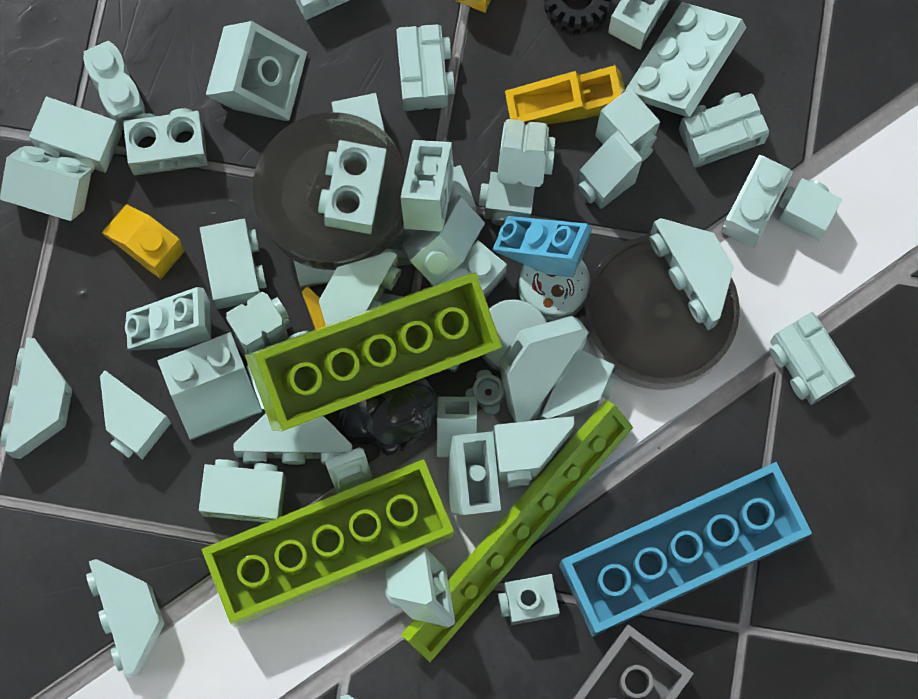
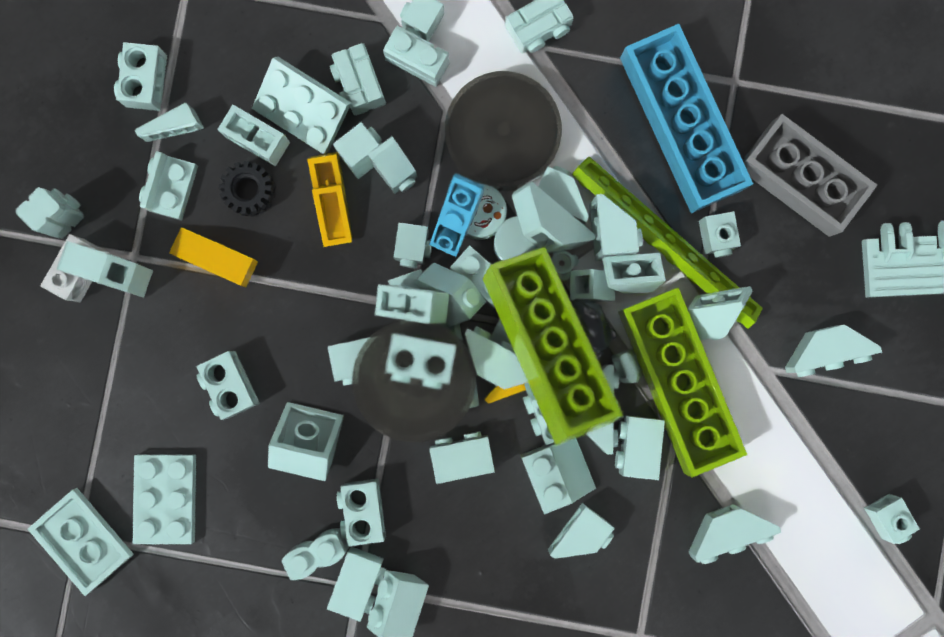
camera: 90 degrees left, 10 degrees up
(37, 402) = (568, 605): light aqua slope -> none
(144, 240) = (441, 527): yellow slope -> none
(170, 322) = (510, 505): light aqua slope -> none
(259, 323) = (516, 436): light aqua brick -> none
(423, 67) = (303, 309): light aqua brick -> none
(525, 153) = (379, 229): light aqua brick -> none
(696, 266) = (476, 98): light aqua slope -> none

